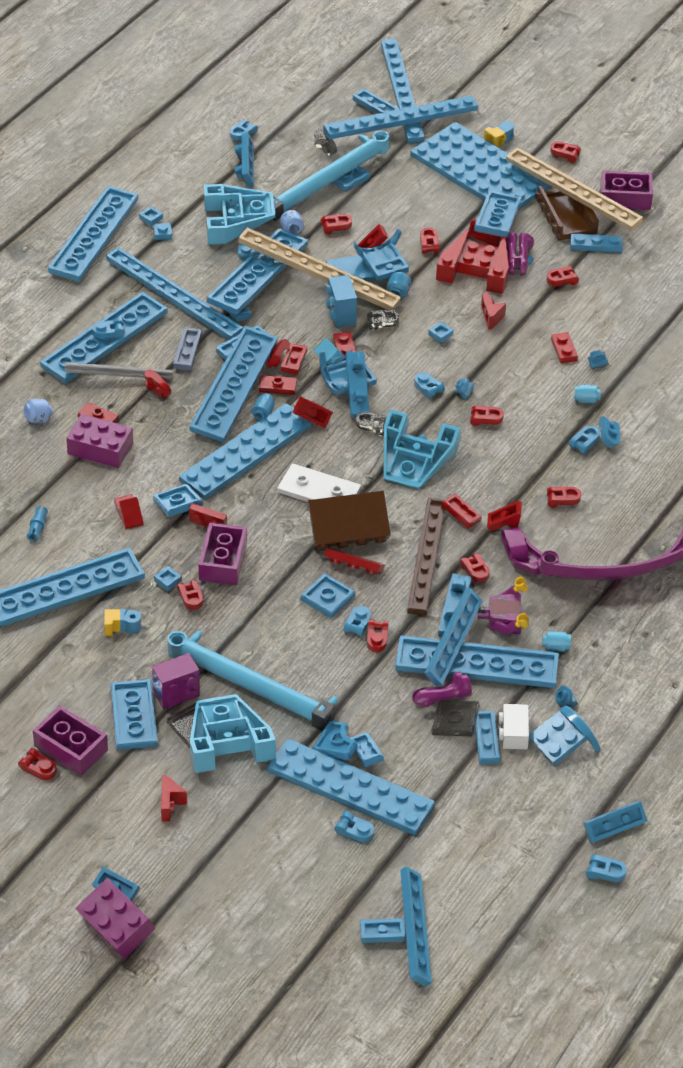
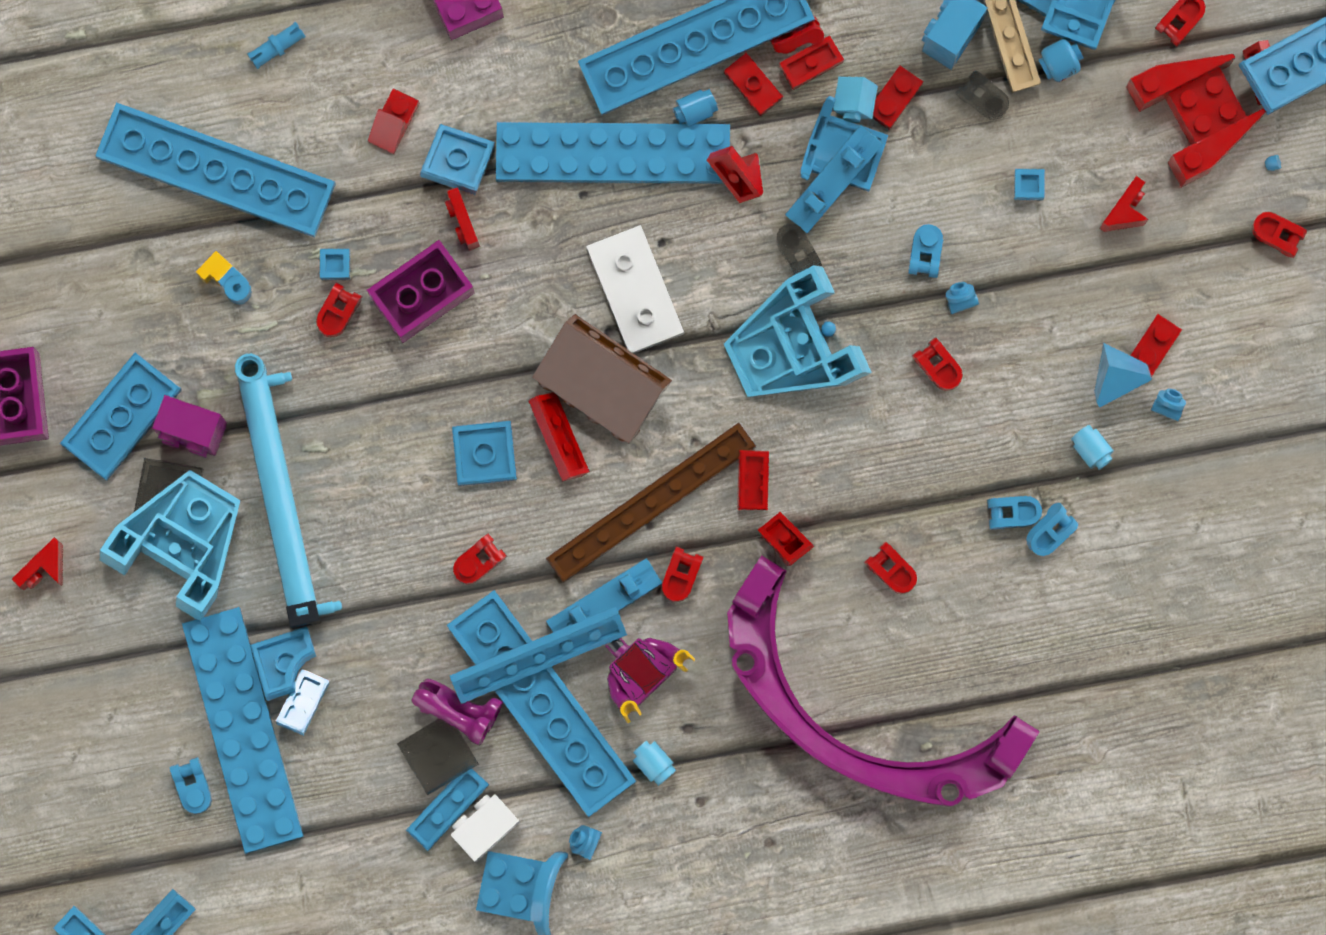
camera: 45 degrees right, 35 degrees up
(358, 621) = (488, 517): dark azure plate -> none
(519, 262) = (1257, 161): magenta piece -> none
(563, 362) = (1118, 375): none -> dark azure slope

